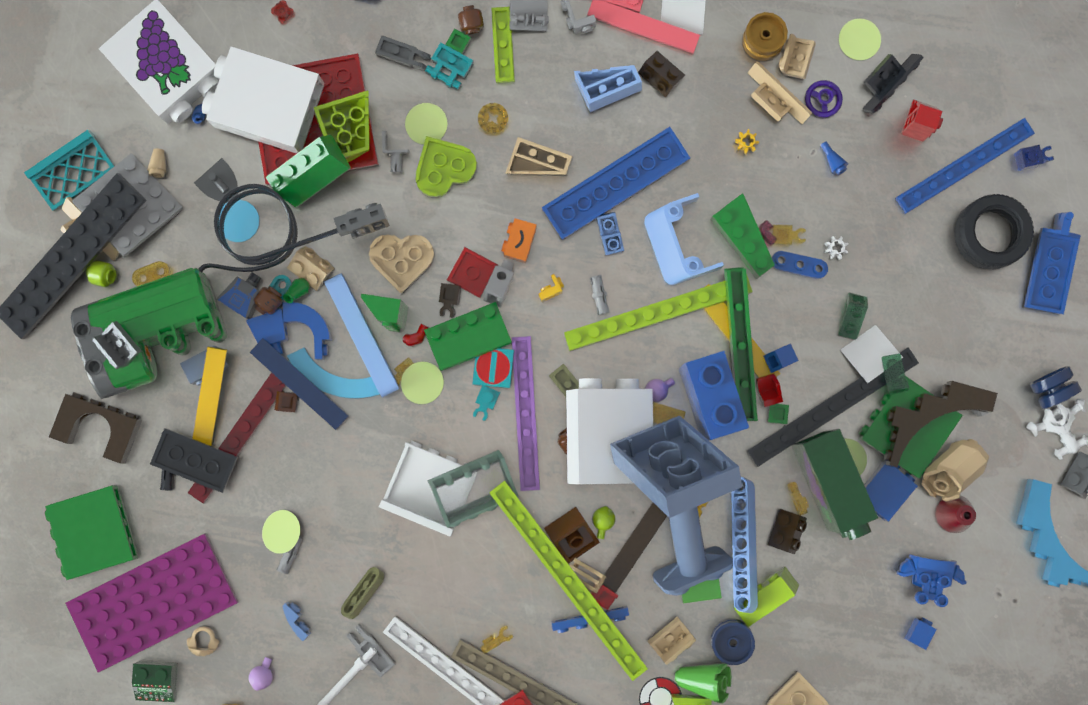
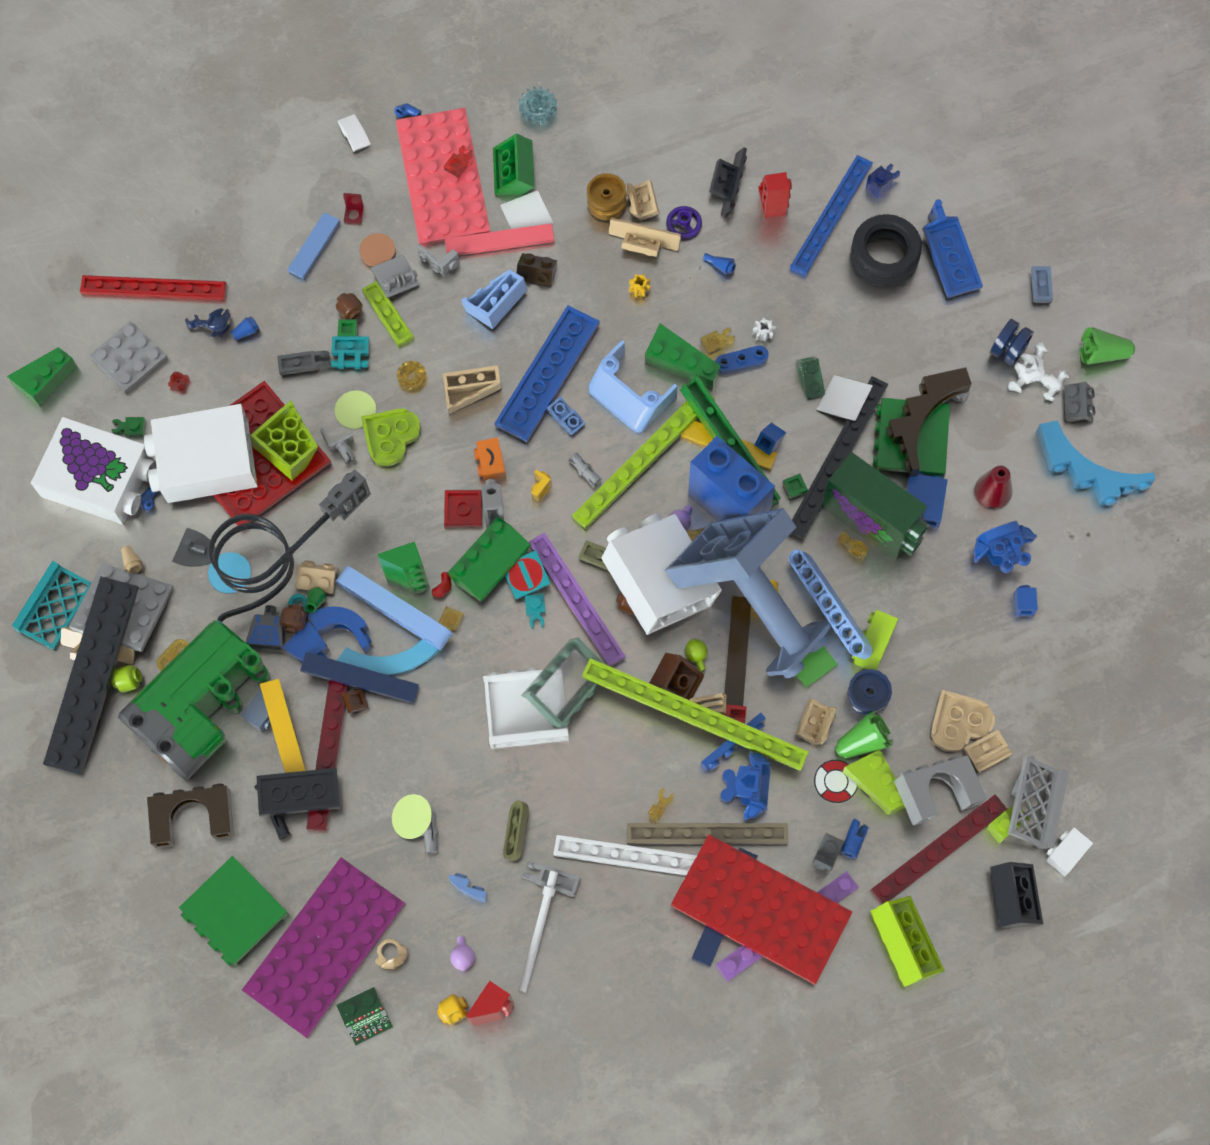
camera: 35 degrees left, 15 degrees down
(117, 345) = (178, 712): dark grey bracket -> none
(220, 34) = (131, 427): none -> green plate
(309, 171) = (275, 486): green slope -> none
(402, 259) = (394, 527): tan plate -> none
(422, 382) = (470, 621): yellowish green sticker -> none
(449, 295) = (453, 537): dark brown plate -> none
(581, 666) = (750, 785): none -> blue piece
(766, 234) = (695, 342): clear pink arm -> none
(769, 390) = (776, 469): red panel -> none
(787, 531) = (861, 577): dark brown bracket -> none
(859, 39) = (686, 163): yellowish green sticker -> none
(894, 374) = (873, 400): clear green bracket -> none
(955, 469) = (970, 450): tan brick -> none

